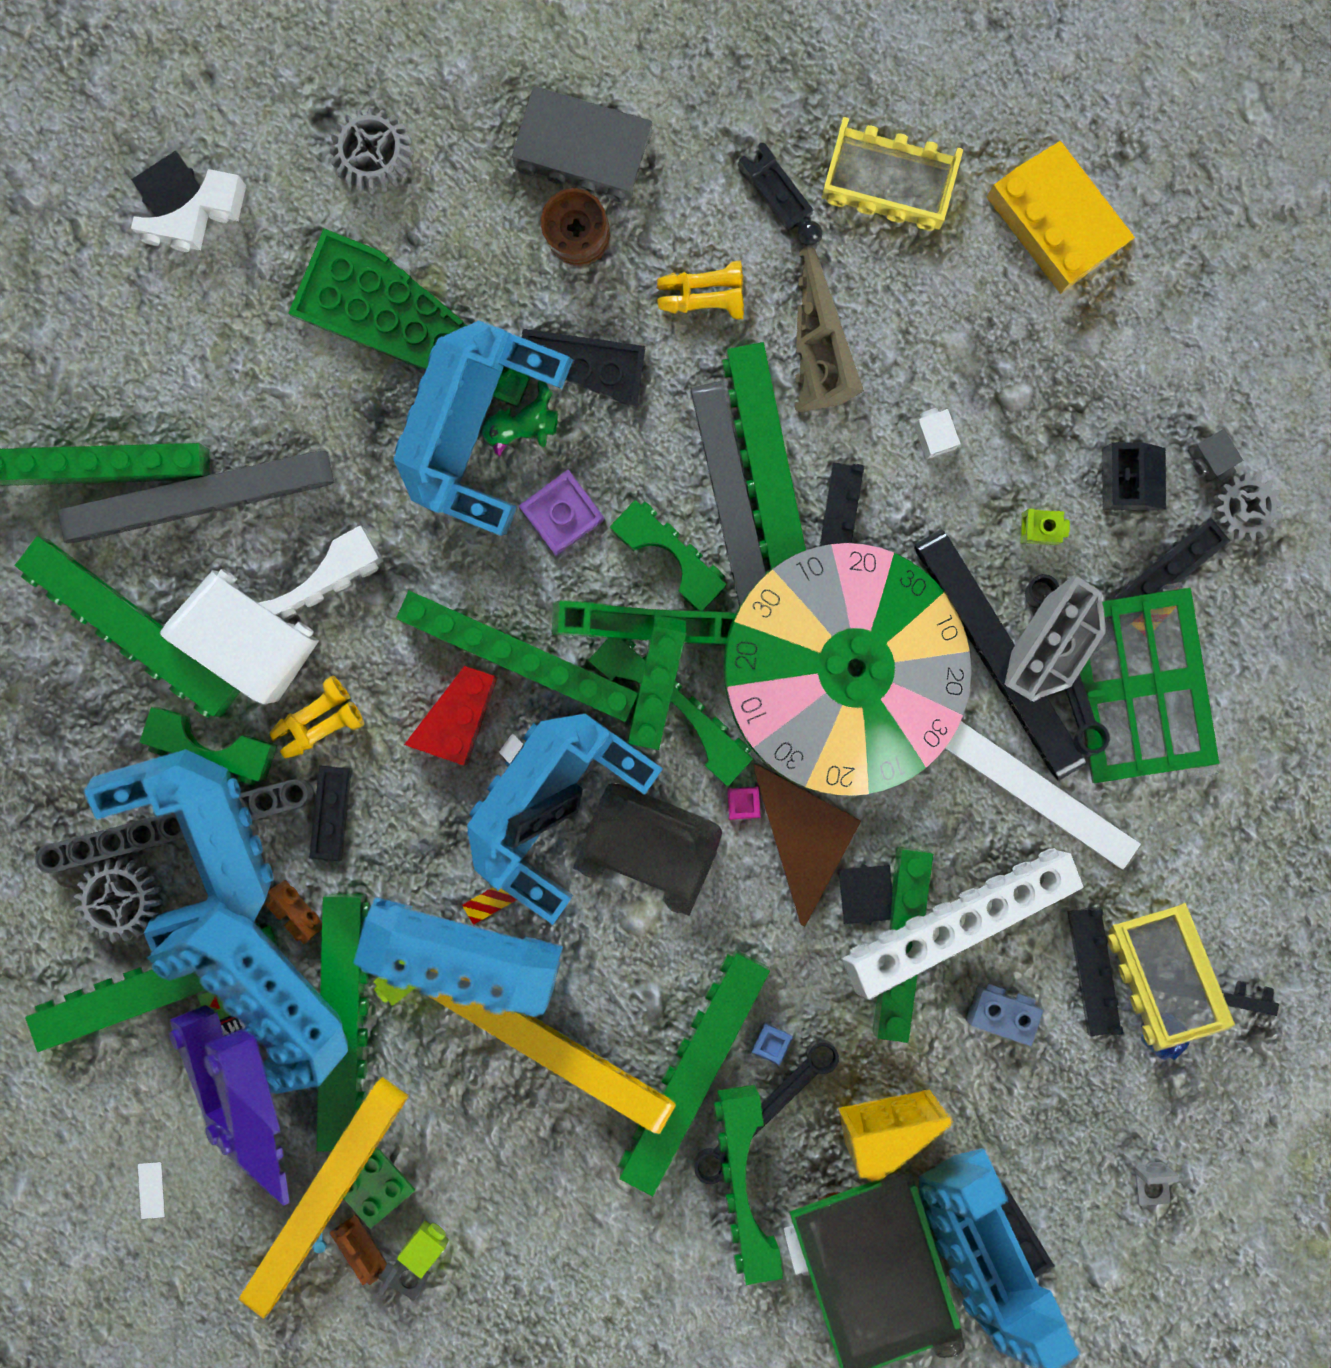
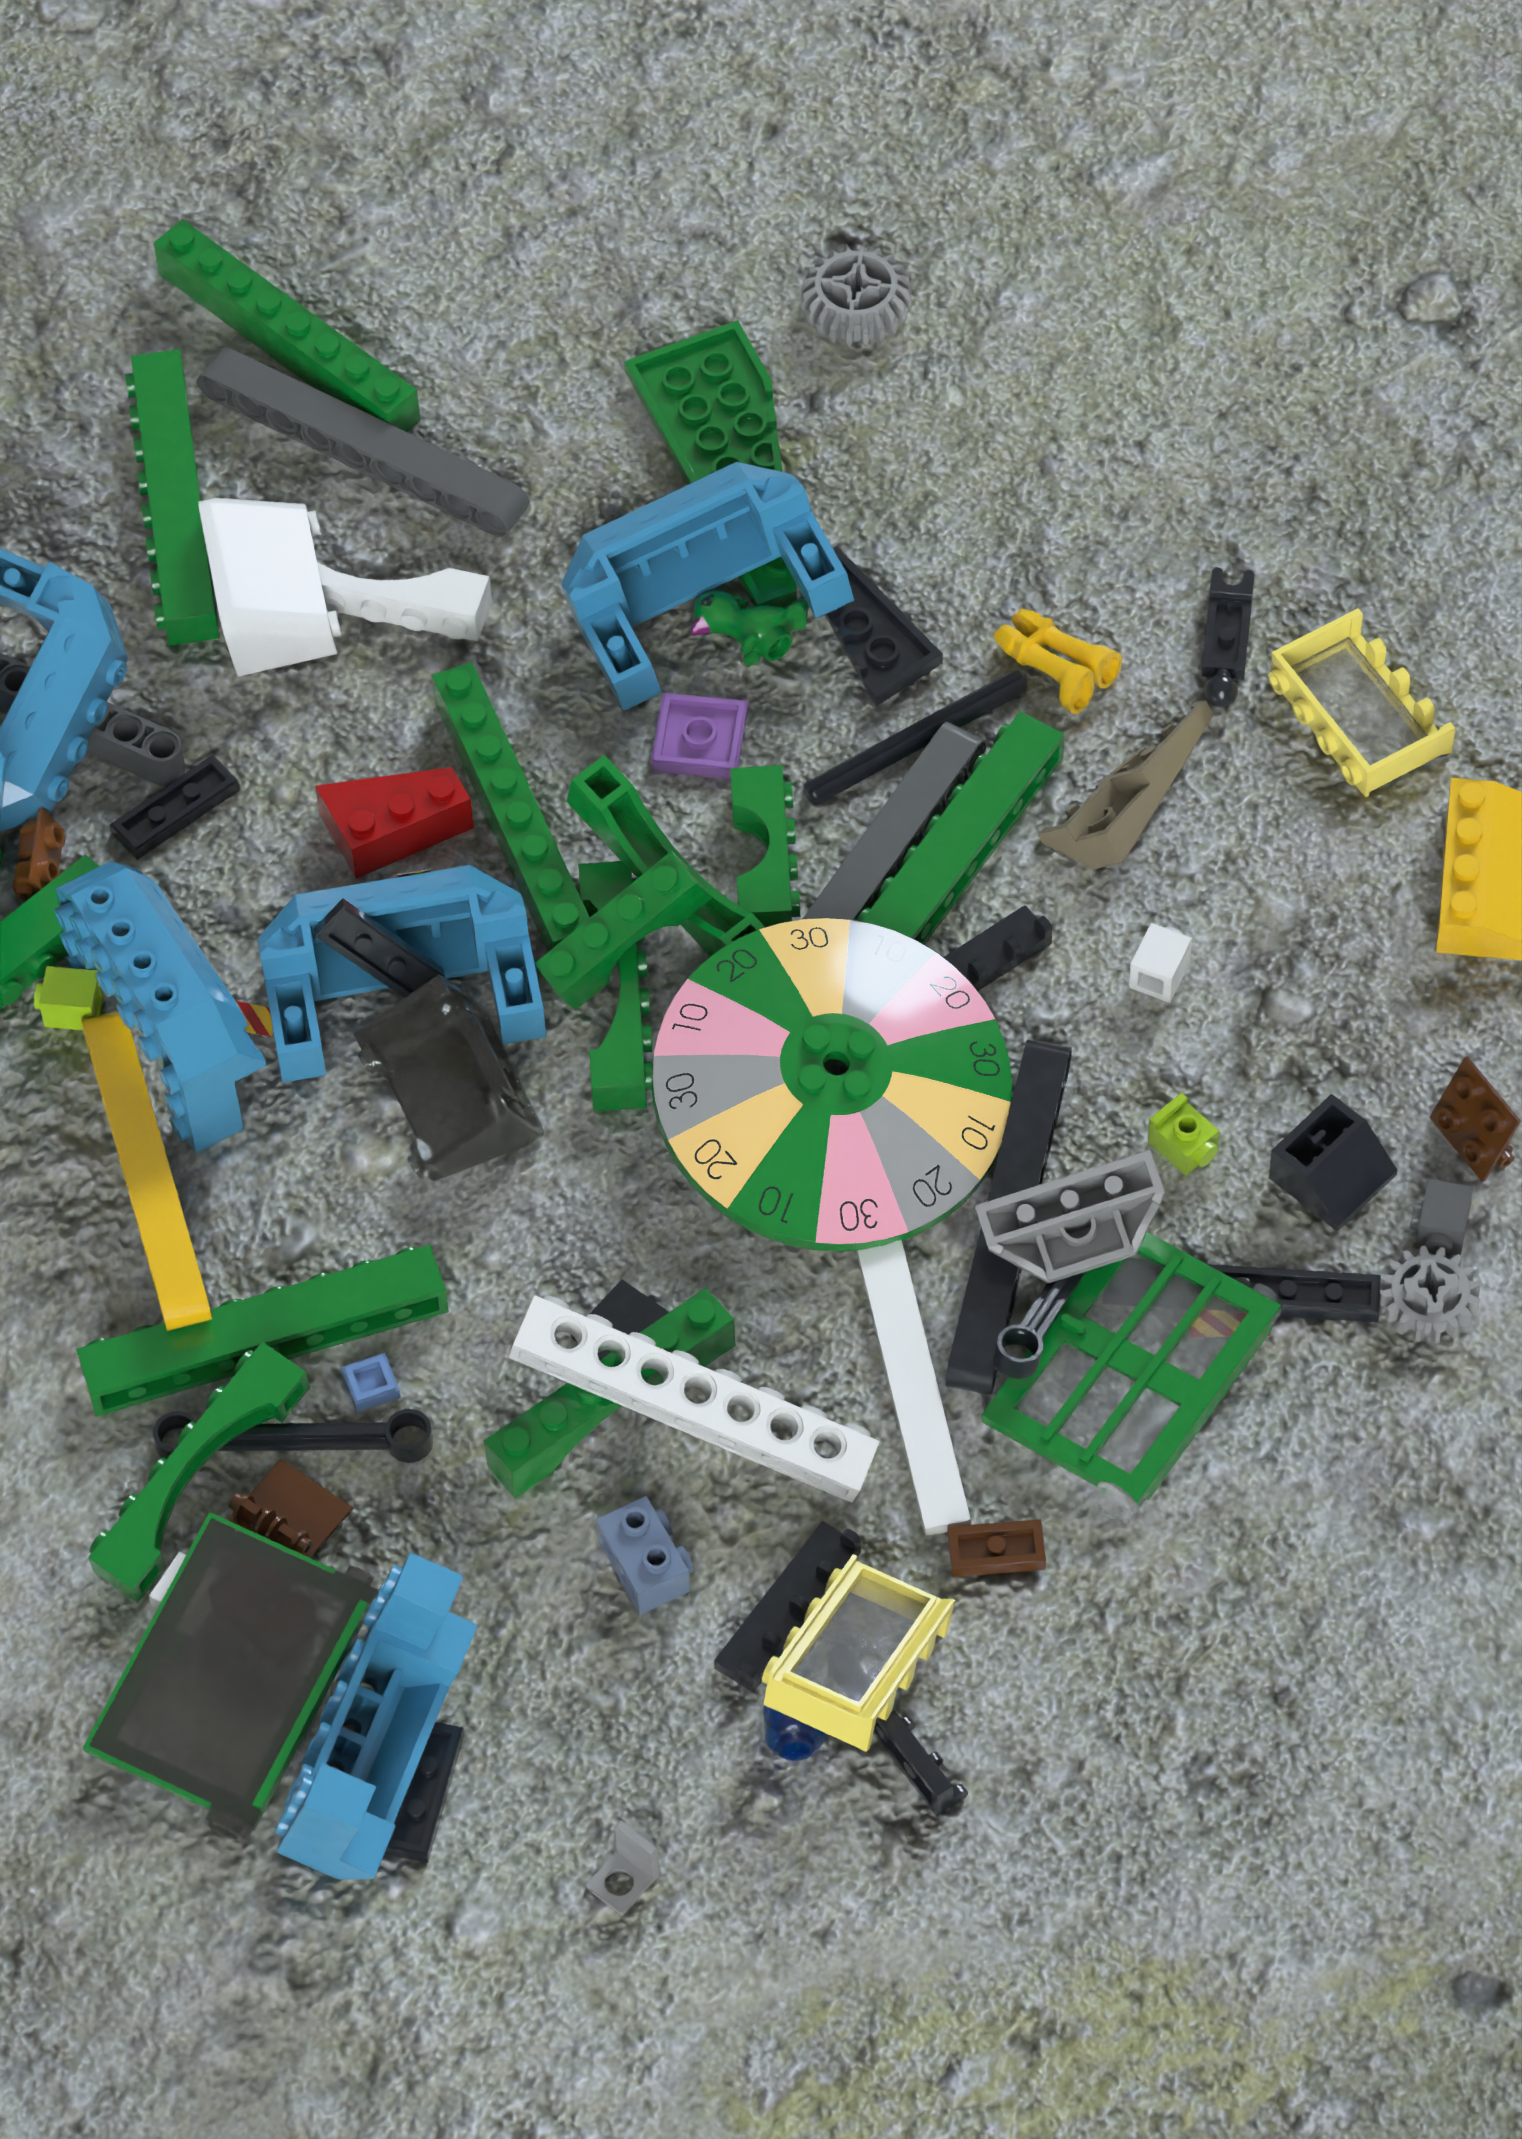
camera: 45 degrees right, 30 degrees down
(167, 185) = (631, 185): black piece -> none
(172, 733) = (150, 685): green arch -> none
(184, 229) = (606, 223): white arch -> none
(346, 716) = (222, 707): yellow piece -> none
(563, 215) = (982, 497): reddish brown wheel -> none
(581, 144) = (1068, 440): dark grey panel -> none
(676, 409) = (913, 737): none -> black axle
(743, 803) = (592, 1136): dark pink tile -> none
(807, 1155) = (290, 1510): none -> reddish brown hinge
(808, 838) = (622, 1222): reddish brown tile -> none
(891, 1130) = (398, 1504): yellow slope -> none
(1167, 847) = (996, 1548): none -> reddish brown plate
(1187, 385) = (1476, 1120): none -> reddish brown hinge

